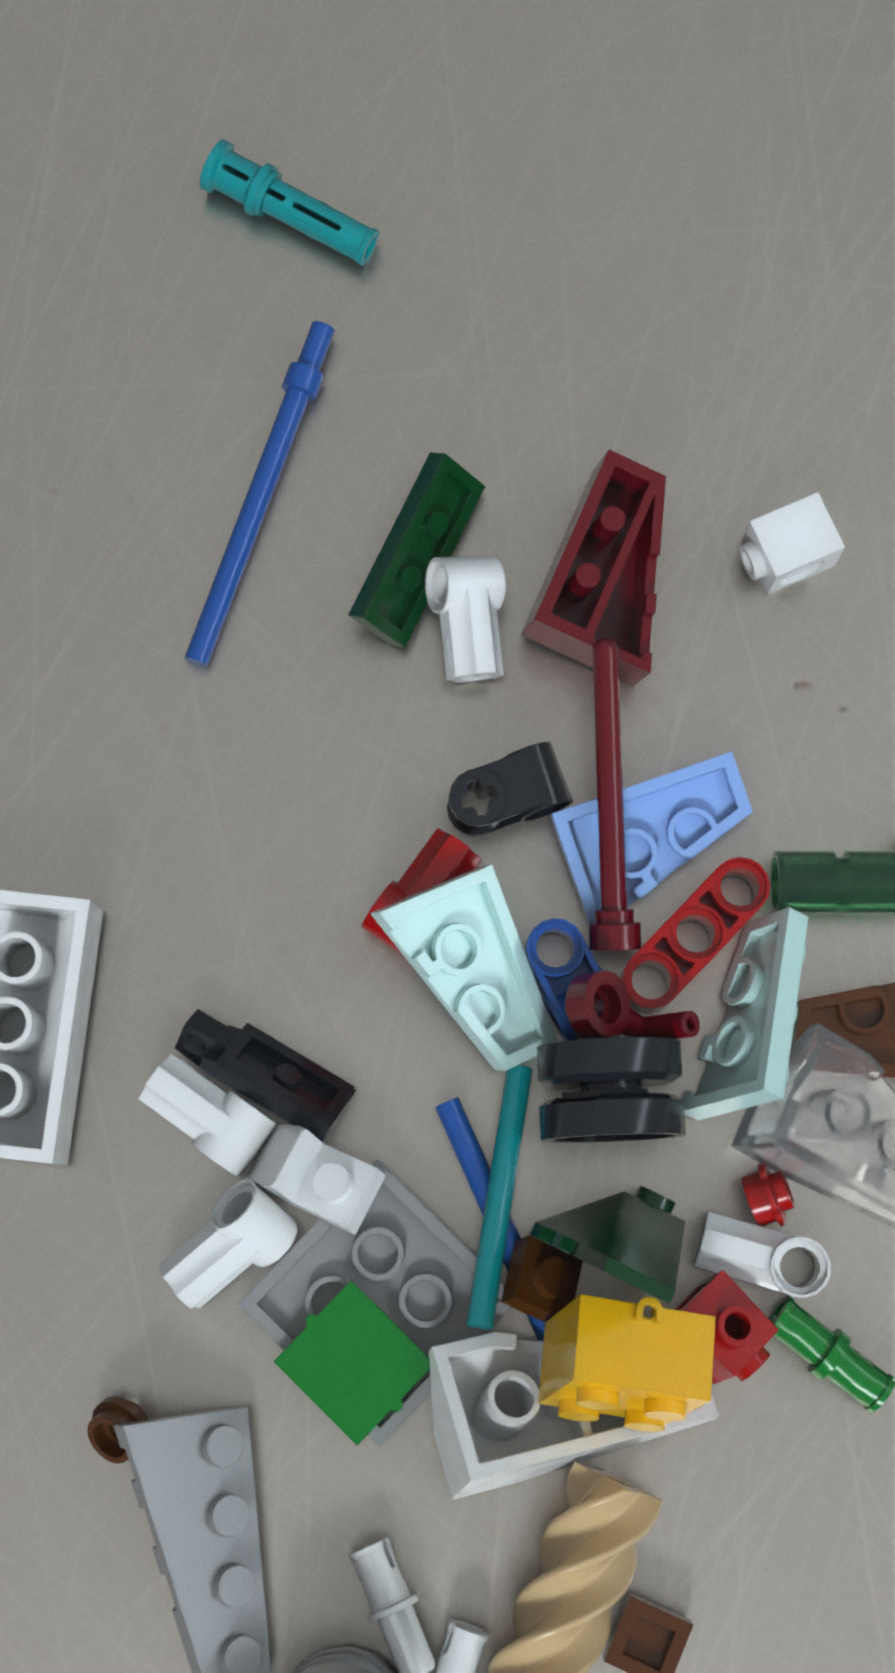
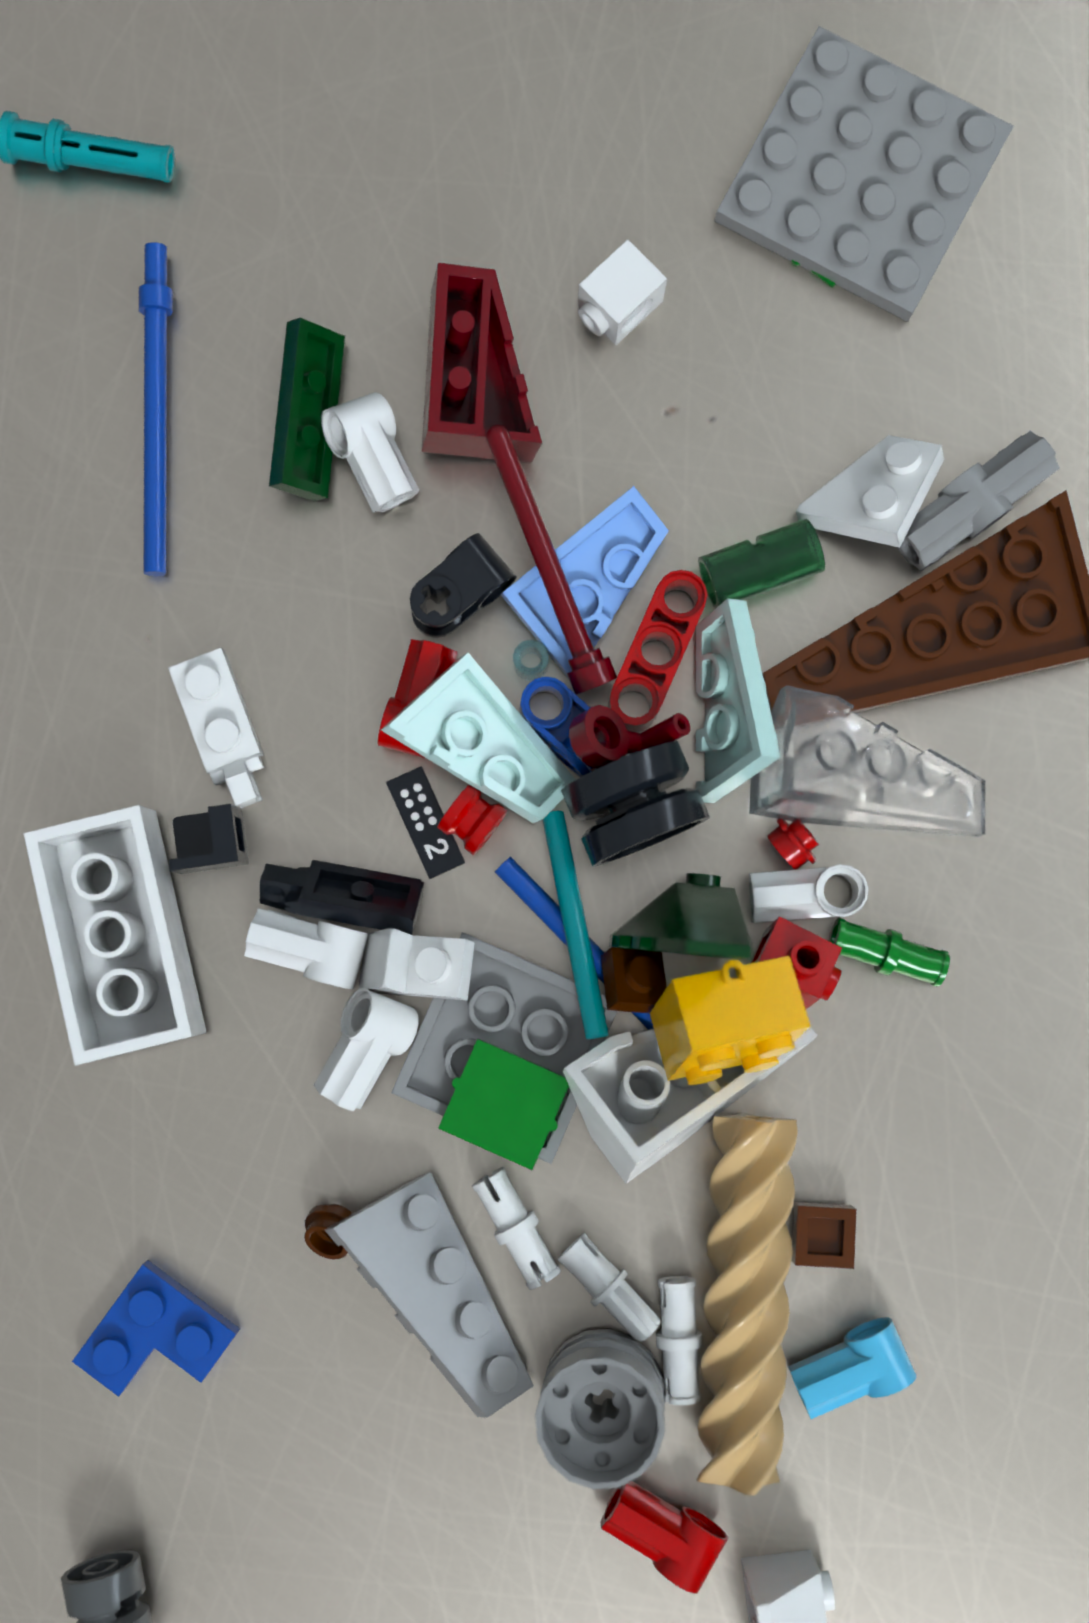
camera: 25 degrees left, 5 degrees up
(147, 962) = (209, 840): none -> black panel
(204, 843) = (220, 723): none -> white hinge
(317, 1504) = (516, 1228): none -> white pin
(381, 1027) = (421, 817): none -> black sticker
(431, 1042) = (472, 819): none -> red wheel
(563, 882) = (528, 647): none -> clear light blue piece

